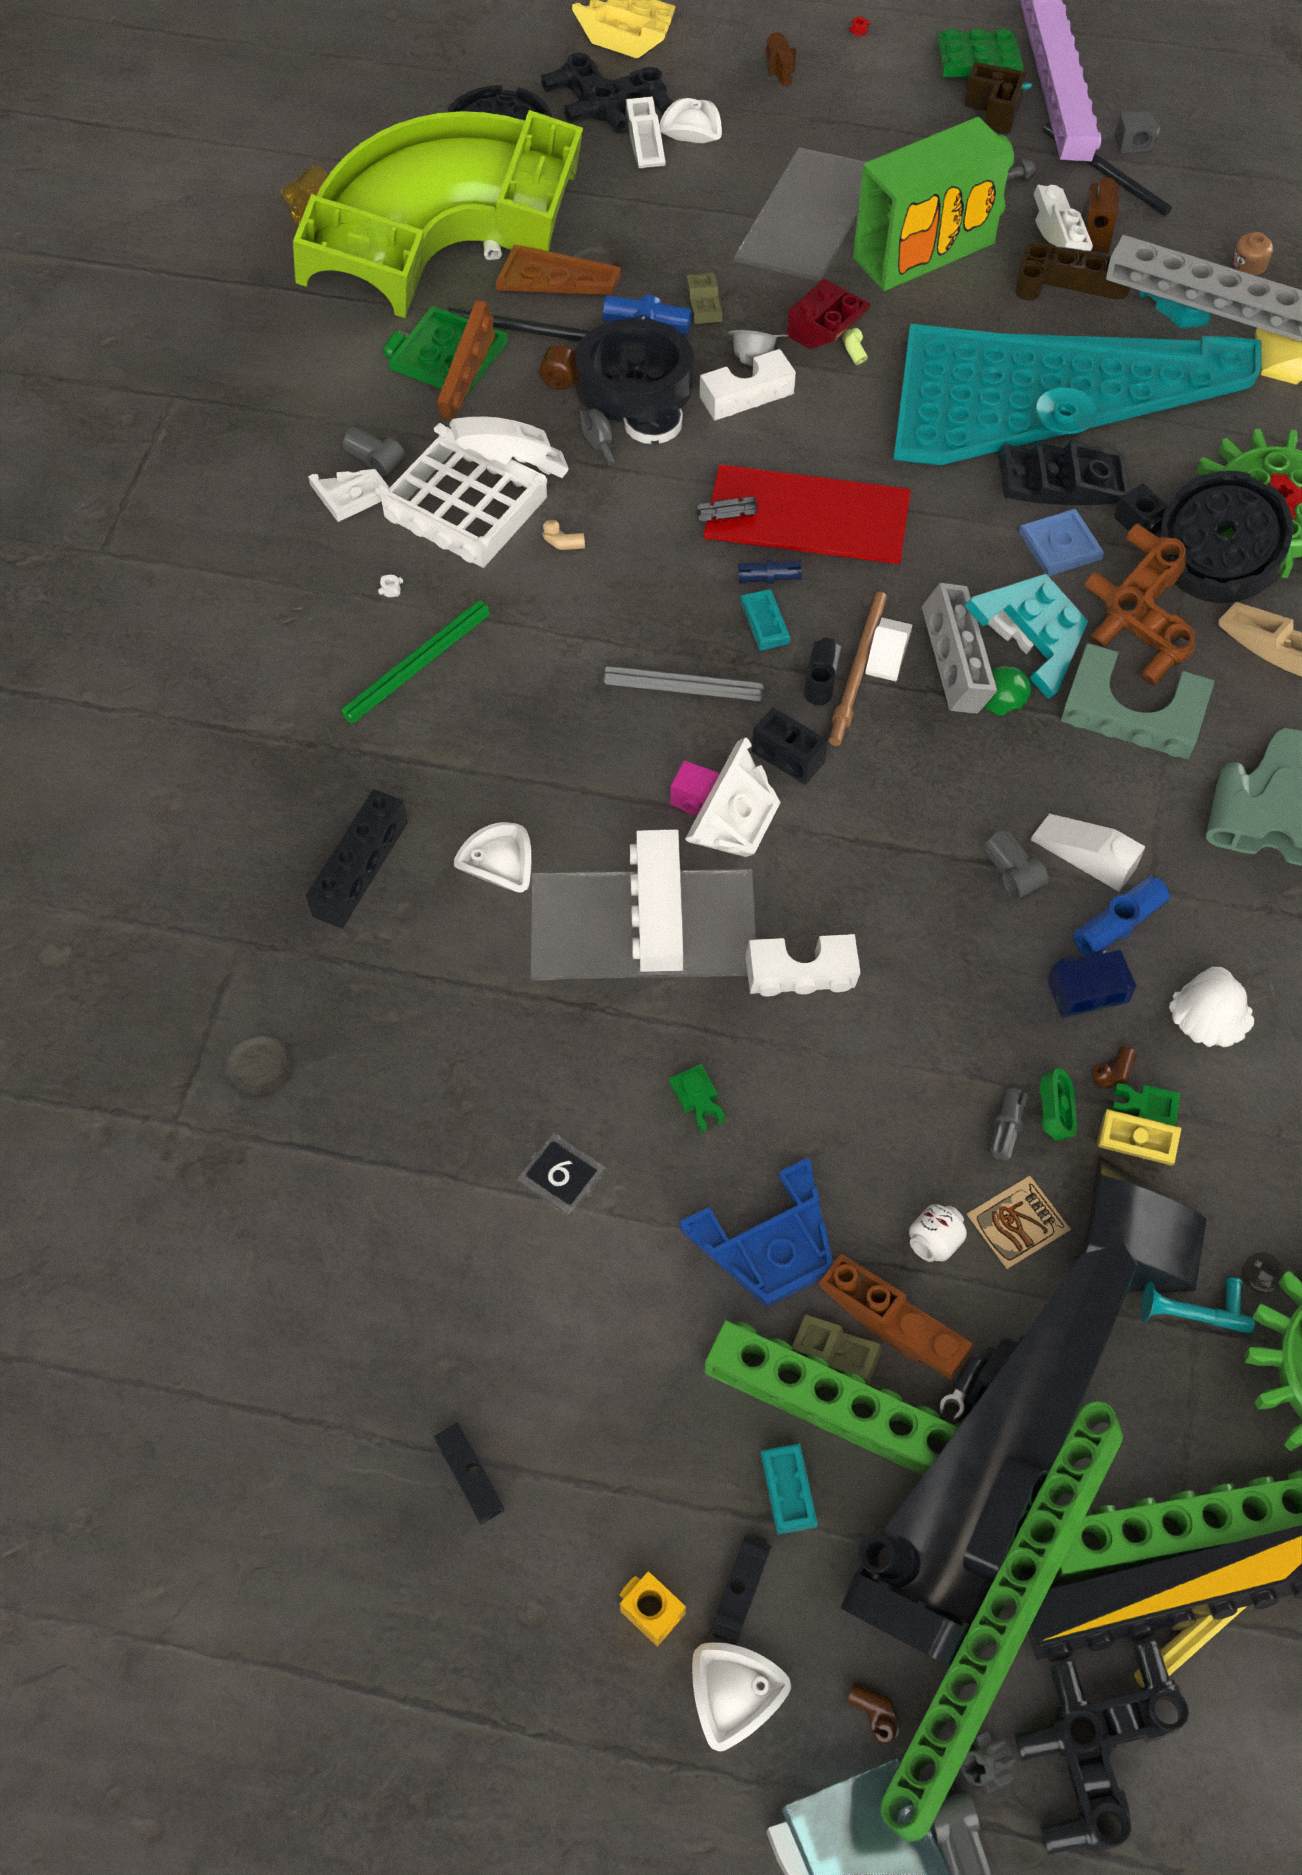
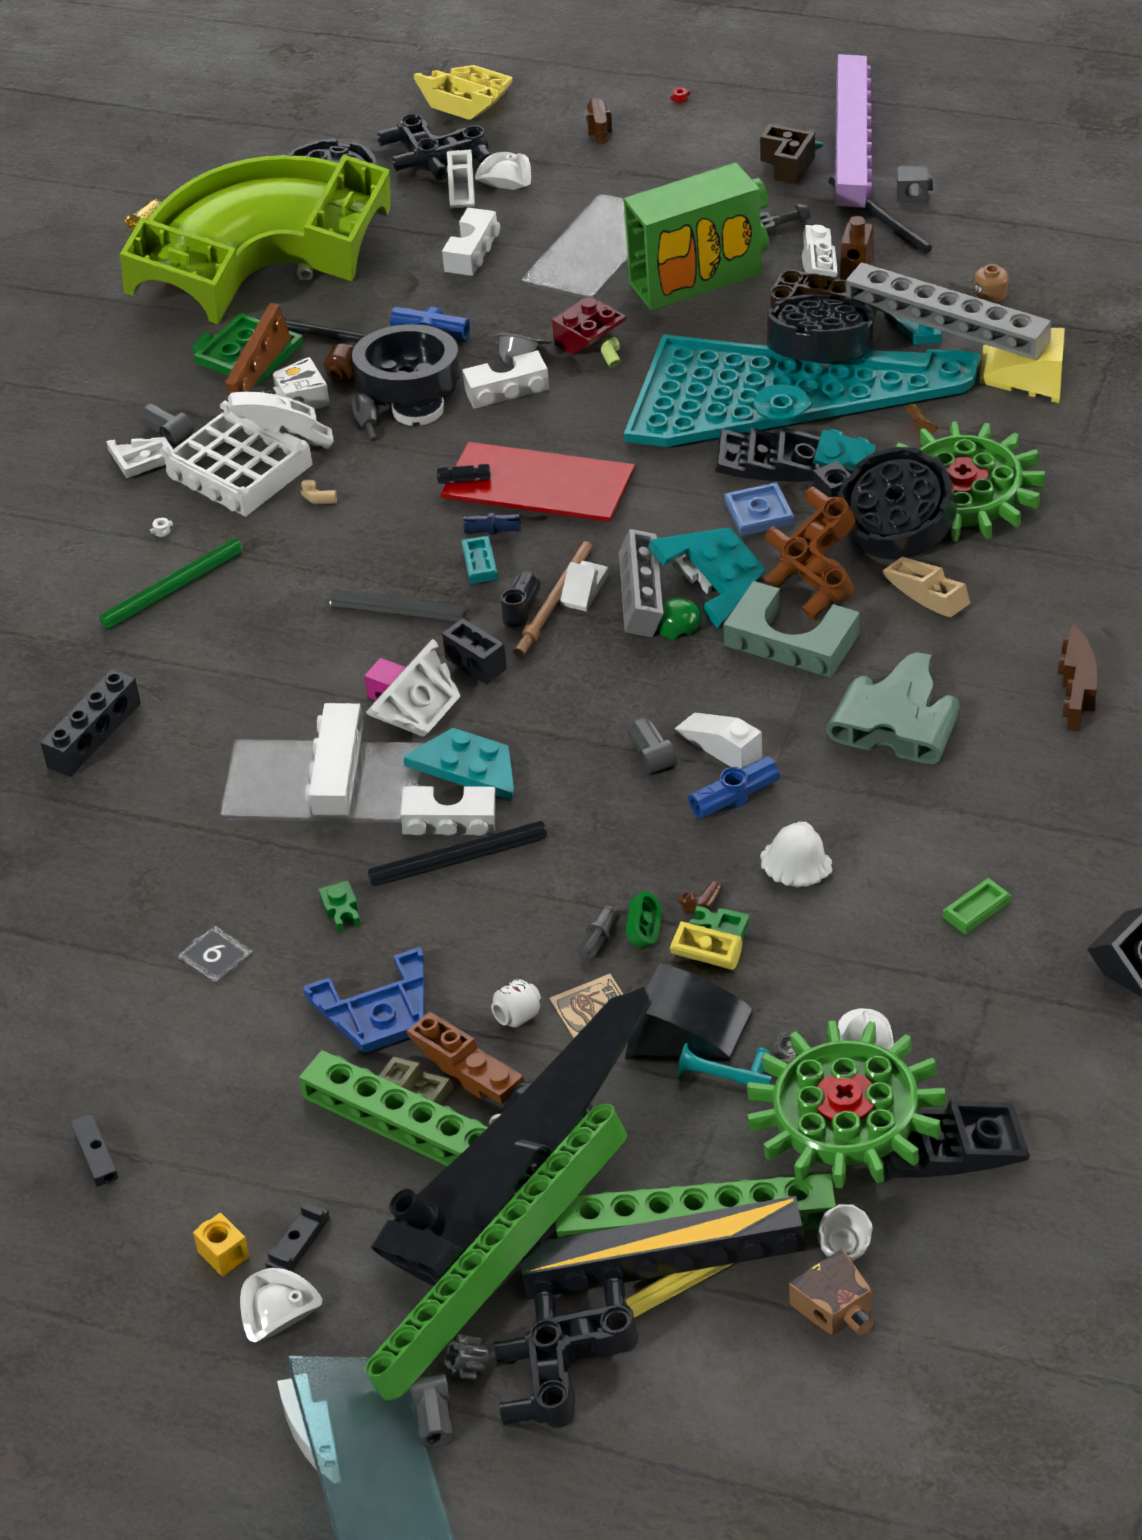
camera: 10 degrees right, 15 degrees down
(498, 855) = (208, 726): white hat -> none
(517, 397) = (301, 383): none -> white torso
(551, 272) = (354, 289): dark orange wing -> none
(669, 220) = (477, 233): none -> white arch
(704, 298) = (485, 312): olive slope -> none
(788, 1489) = (351, 1173): teal plate -> none
(808, 893) = (465, 761): none -> teal wing
(819, 1018) = (457, 853): none -> black axle
(879, 1711) = (384, 1318): reddish brown arm -> none
(962, 48) = (785, 112): green plate -> none
(1087, 315) = (820, 328): none -> black brick
(1091, 983) = (695, 835): clear blue brick -> none
(1139, 467) = (847, 451): none -> teal bracket
(1205, 414) = (919, 418): none -> clear orange piece

